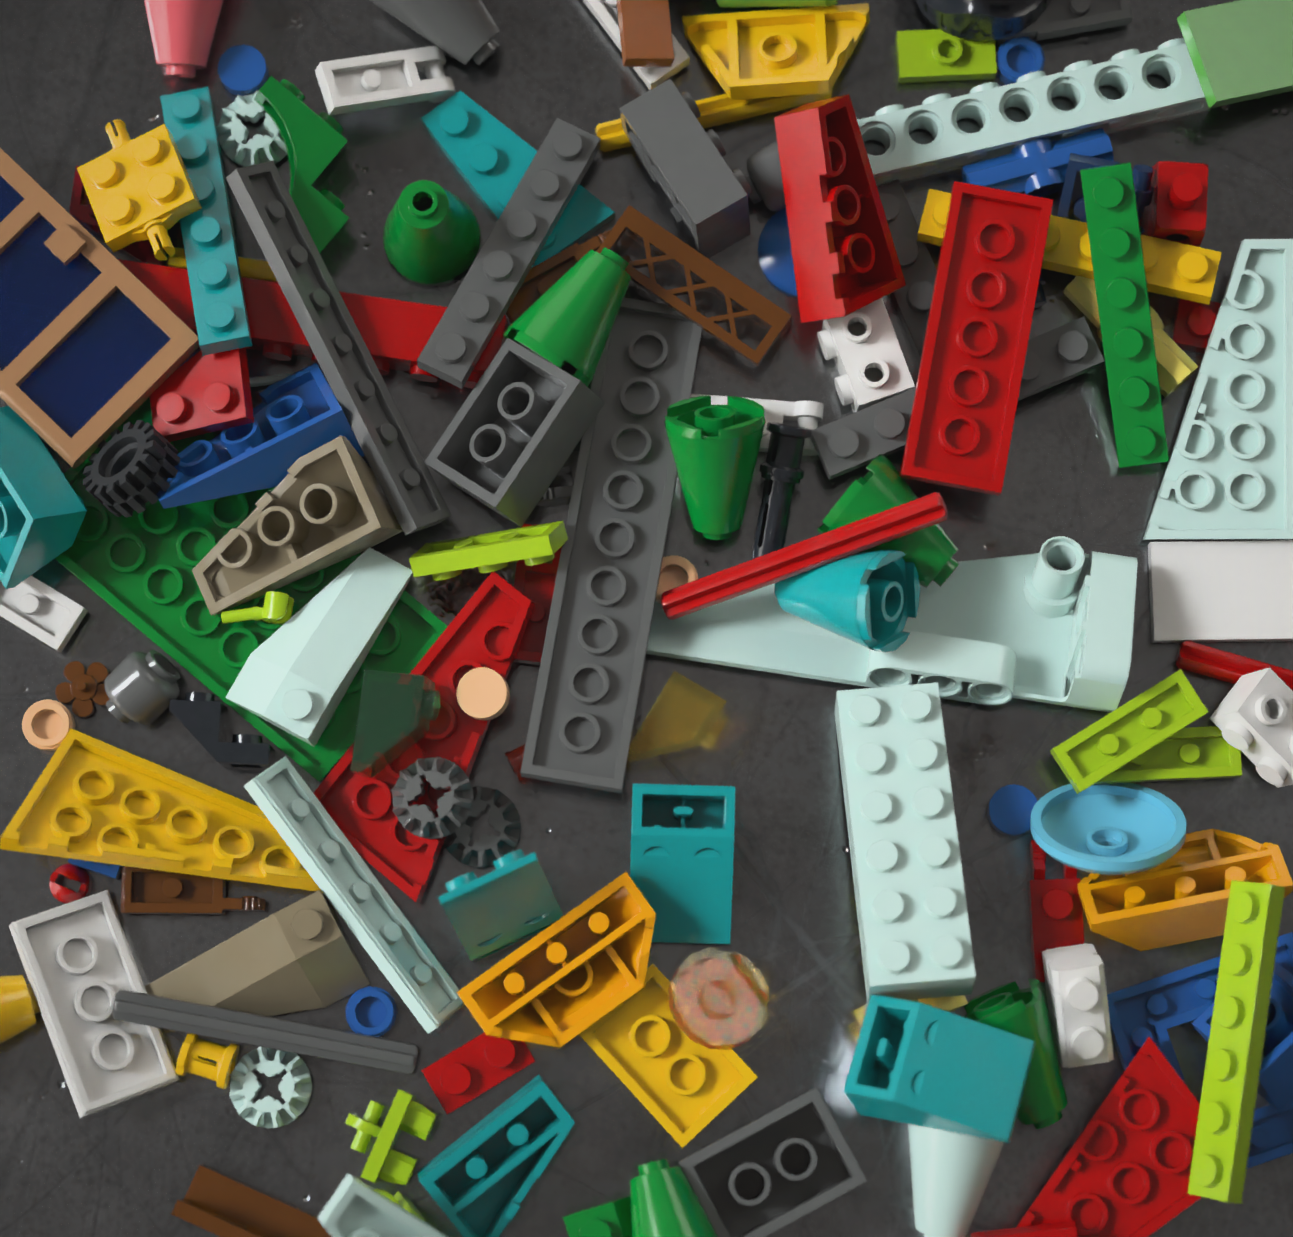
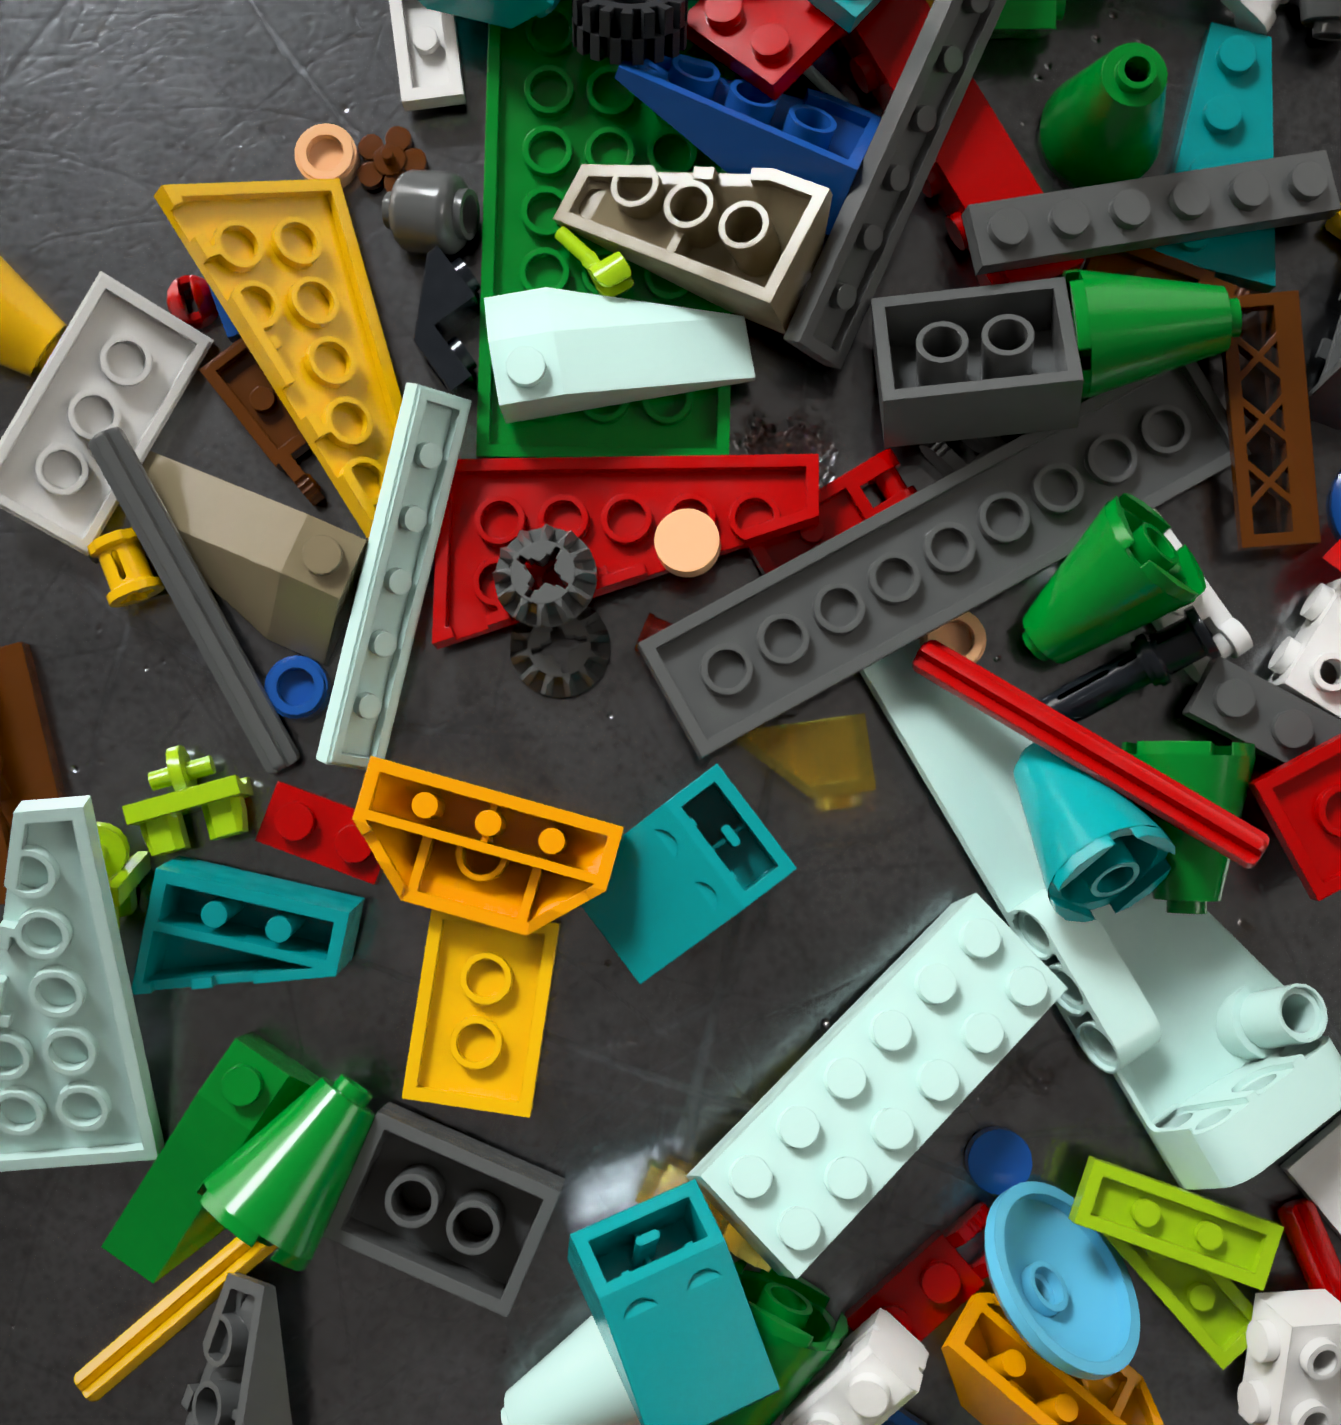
camera: 50 degrees right, 5 degrees up
(268, 1111) = (165, 672): light aqua gear -> none
(391, 718) = (589, 472): clear green slope -> none
(489, 551) = (835, 435): lime plate -> none
(501, 905) = (489, 732): teal slope -> none
(718, 998) = (575, 1017): clear yellow tile -> none

